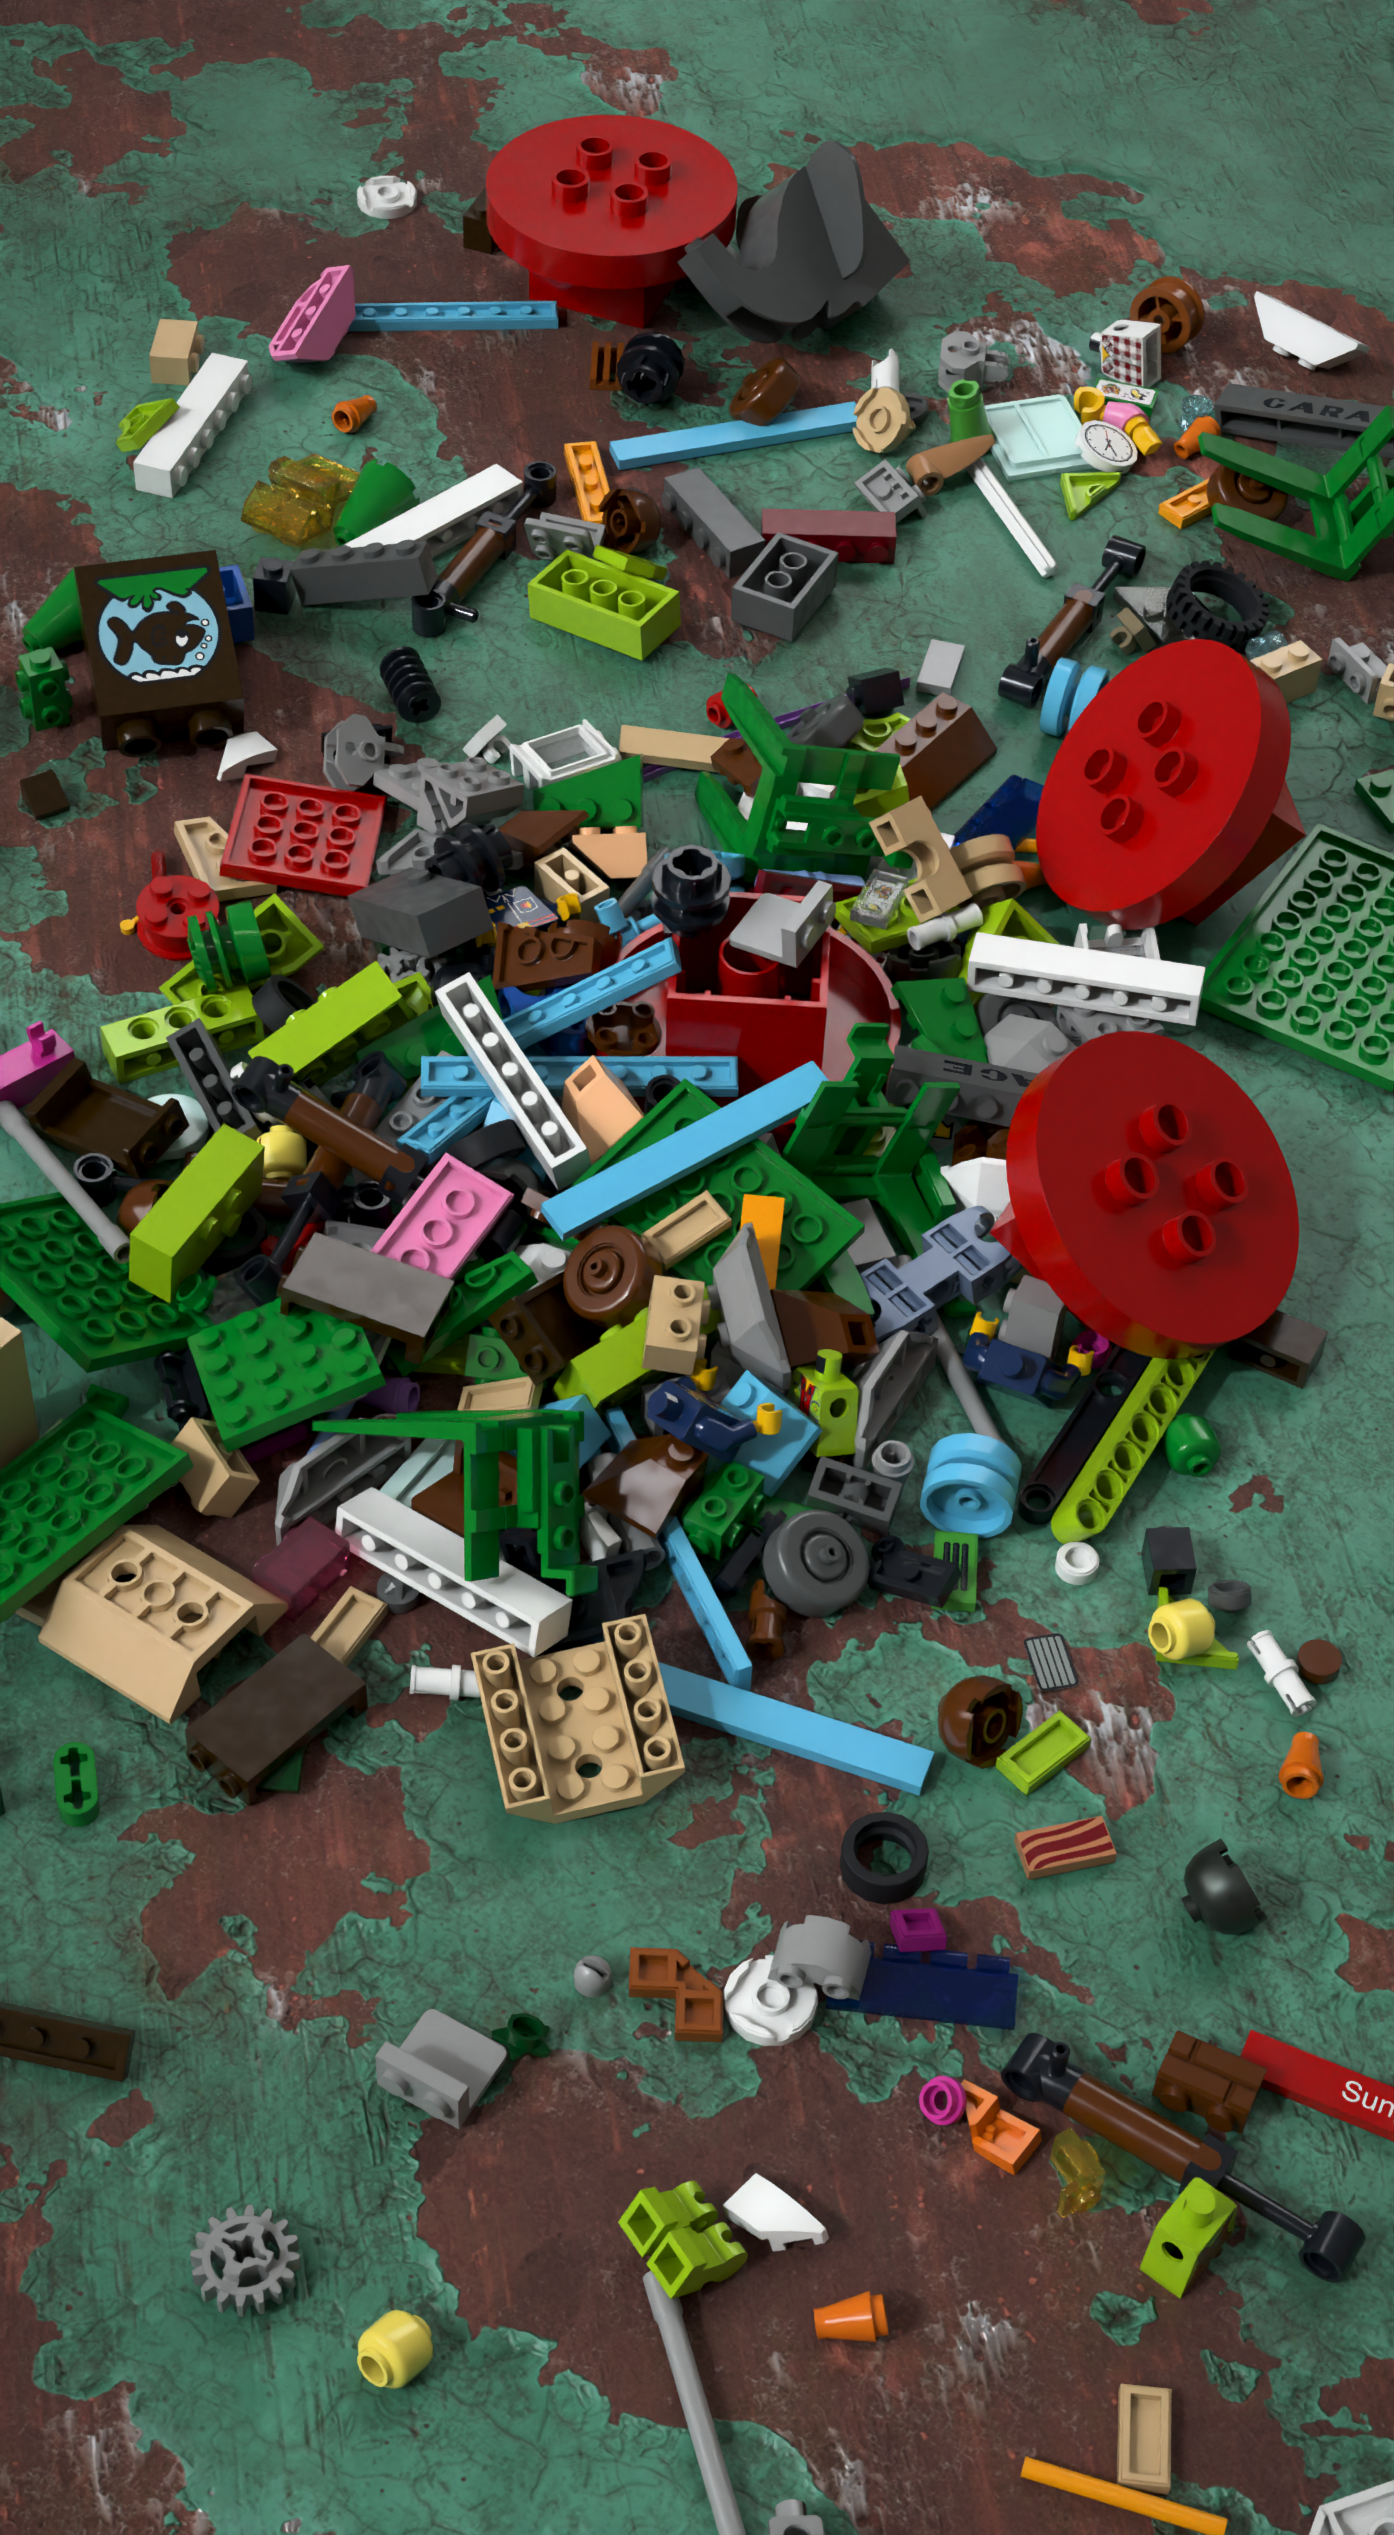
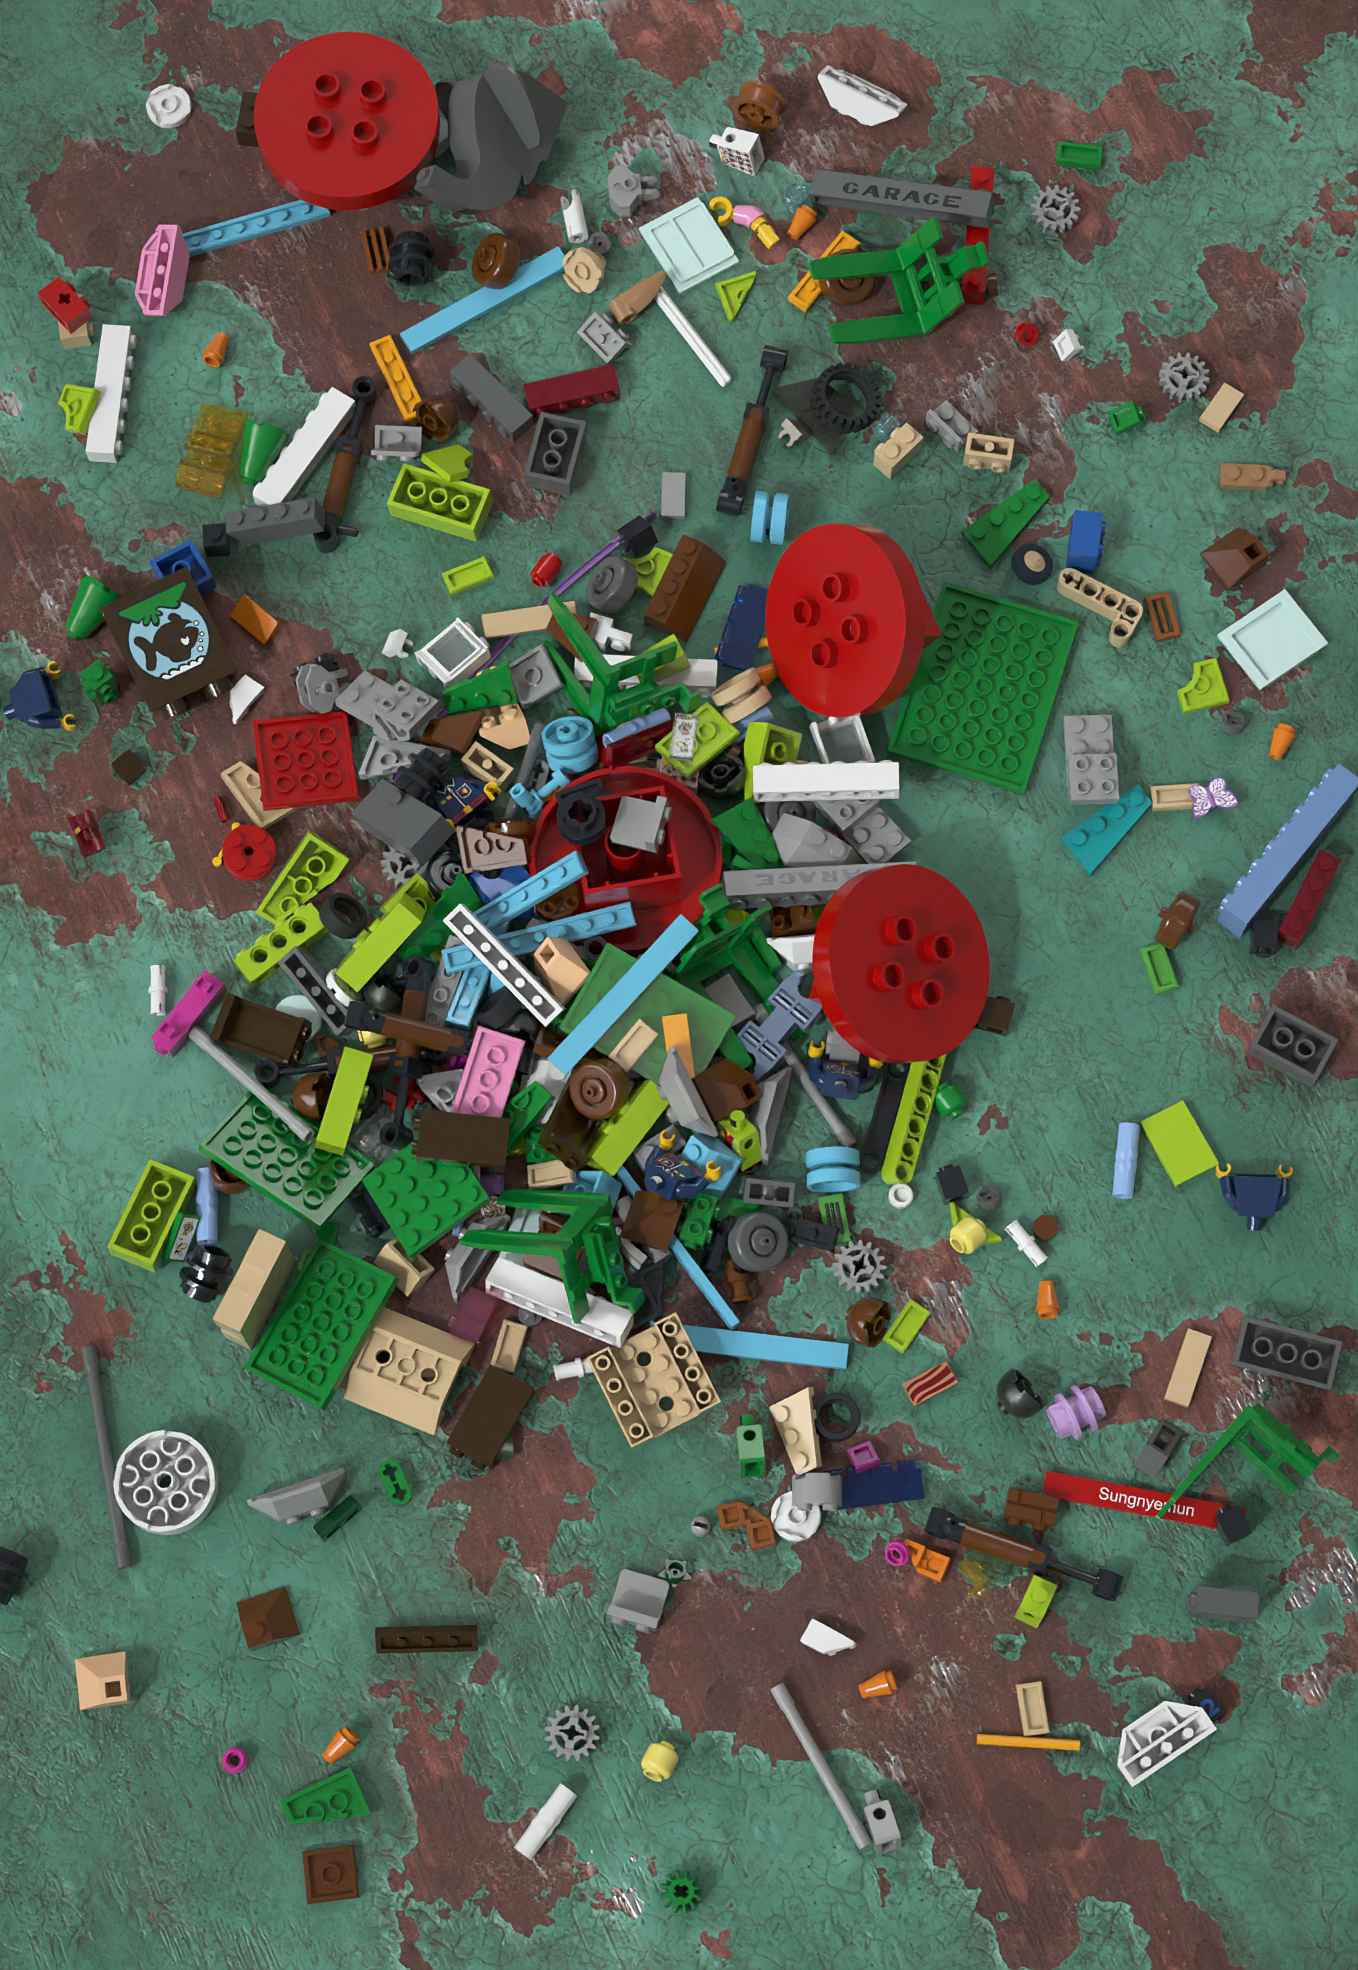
camera: 10 degrees left, 25 degrees up
(141, 2406) = (545, 1821): none -> white axle
(169, 318) = (65, 305): none -> red brick
(195, 1293) = (358, 1150): green plate -> none
(228, 947) = (295, 886): green wheel -> none
(295, 679) = (255, 620): none -> orange slope
(409, 685) = (332, 611): black piece -> none
(616, 694) = (467, 576): none -> lime tile
(674, 1325) = (645, 1121): tan brick -> none
(676, 810) = (535, 676): none -> light grey tile
(681, 2238) = (775, 1662): lime legs -> none
(717, 1846) = (750, 1447): none -> green torso
(809, 1853) = (797, 1429): none -> tan wing
(893, 1461) = (785, 1159): light grey cone -> none
(938, 880) = (719, 725): tan arch -> none
(945, 926) = (729, 749): white pin -> none
(967, 411) = (644, 257): bright green plant -> none
(981, 1641) = (850, 1262): none -> light grey gear
(1051, 1662) = (899, 1264): sticker -> none
(1106, 447) = (741, 250): white tile -> none
(1122, 392) = (743, 188): tile -> none
(1333, 1936) = (1076, 1412): none -> lavender piece

